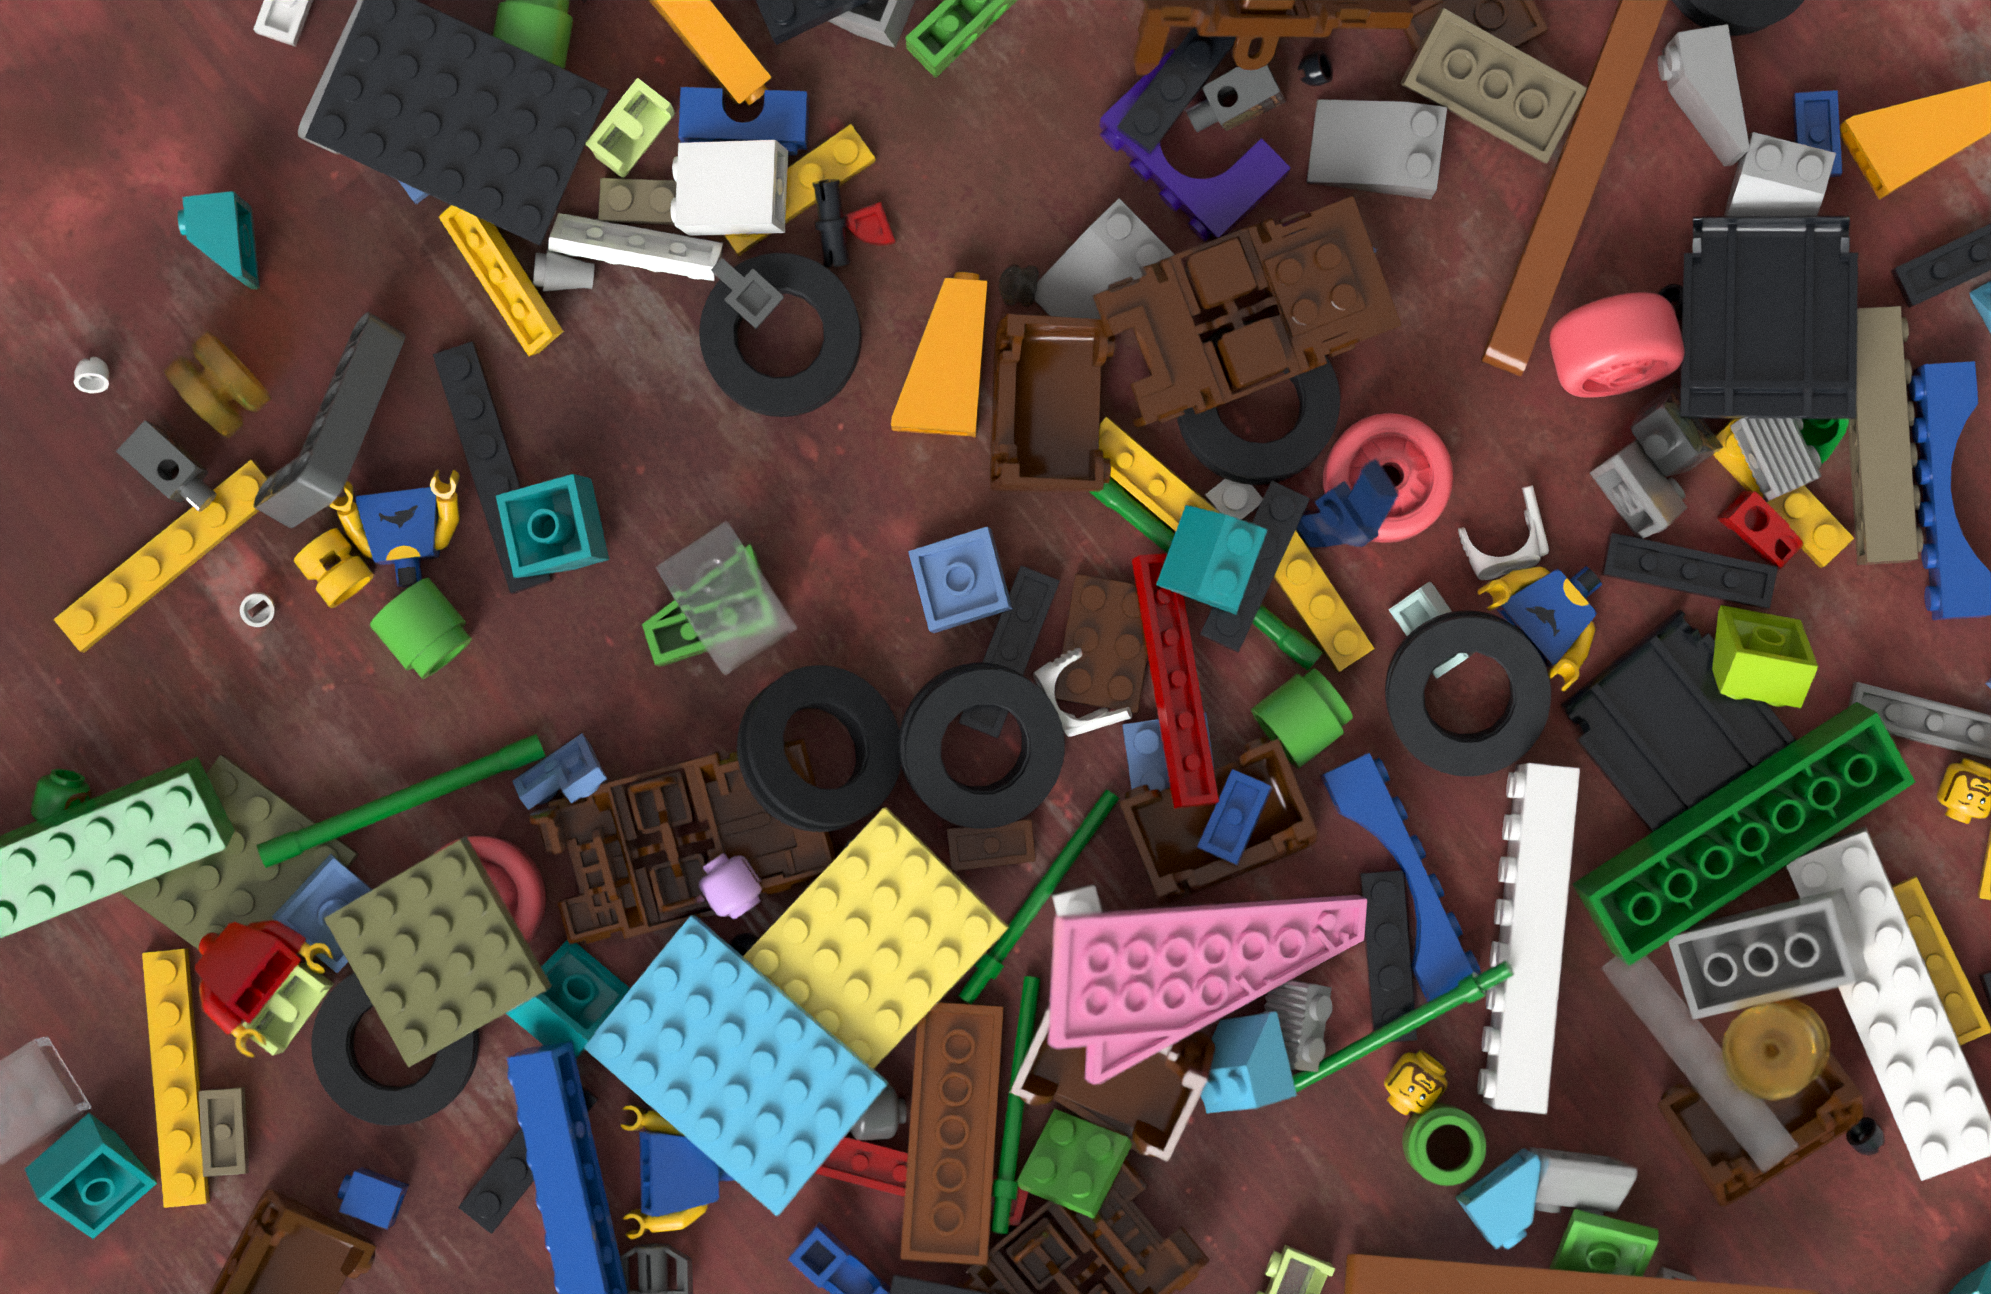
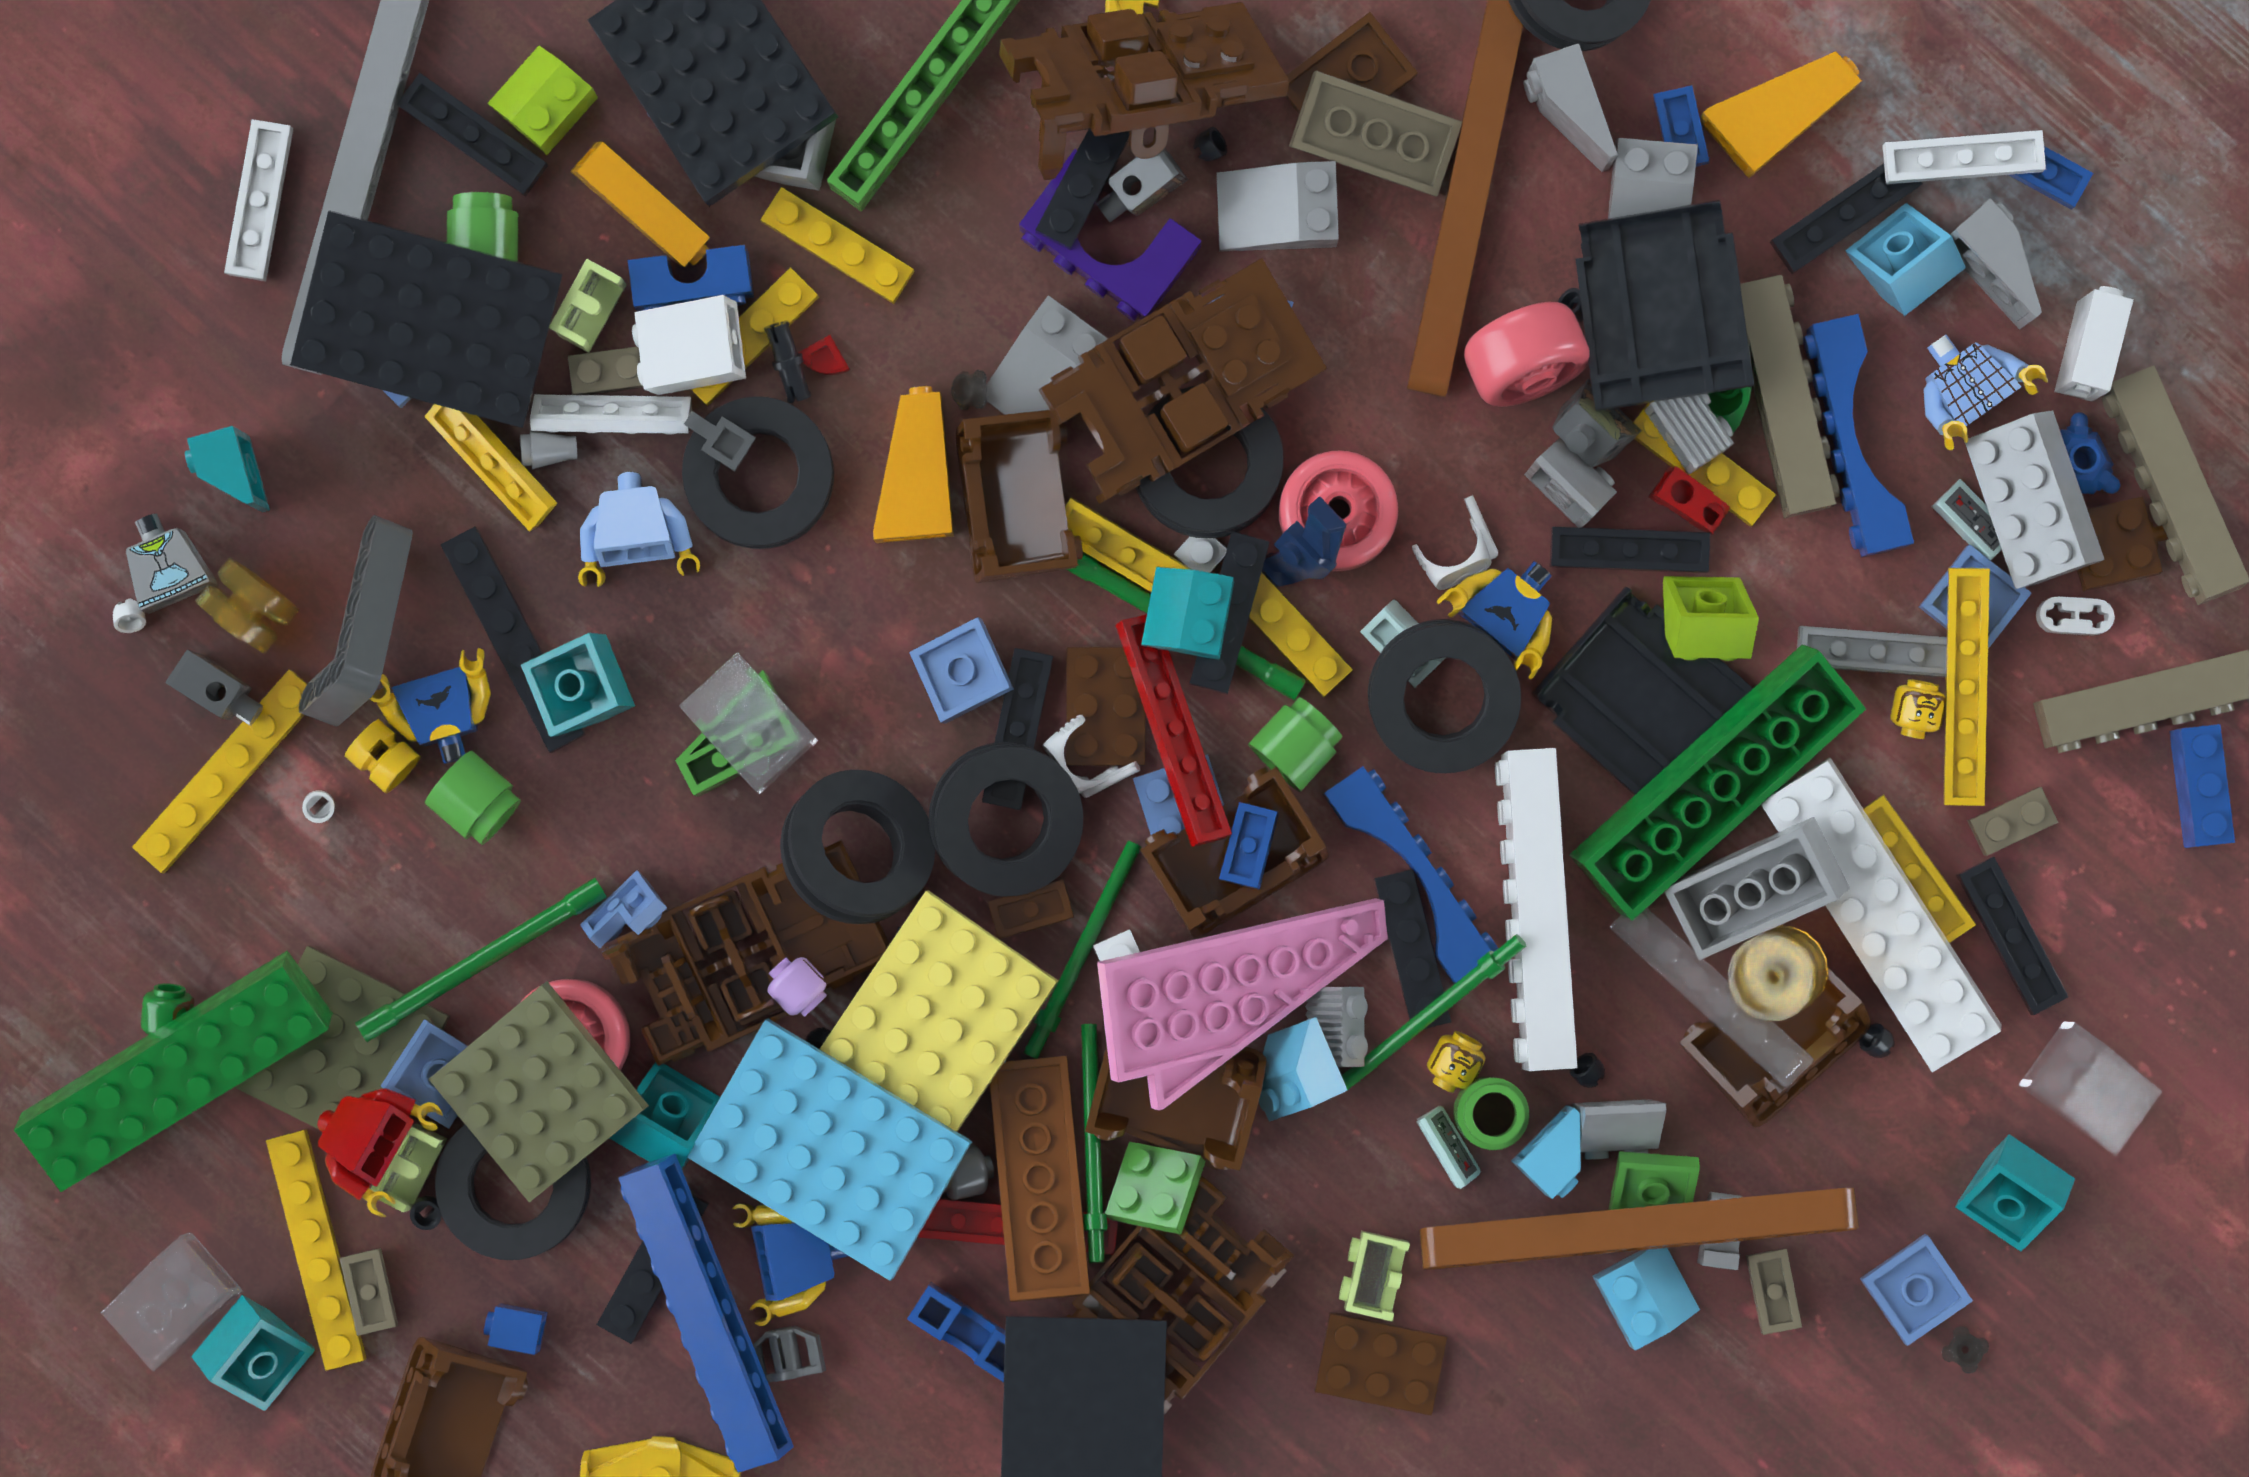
camera: 10 degrees left, 0 degrees up
(138, 328) = (165, 566): none -> light grey torso
(302, 1066) = (431, 1219): none -> black hinge
(638, 371) = (632, 528): none -> light blue torso
(904, 109) = (837, 245): none -> yellow plate
(1392, 1172) = (1448, 1147): none -> light aqua slope
(1561, 1119) = (1588, 1070): none -> black hinge

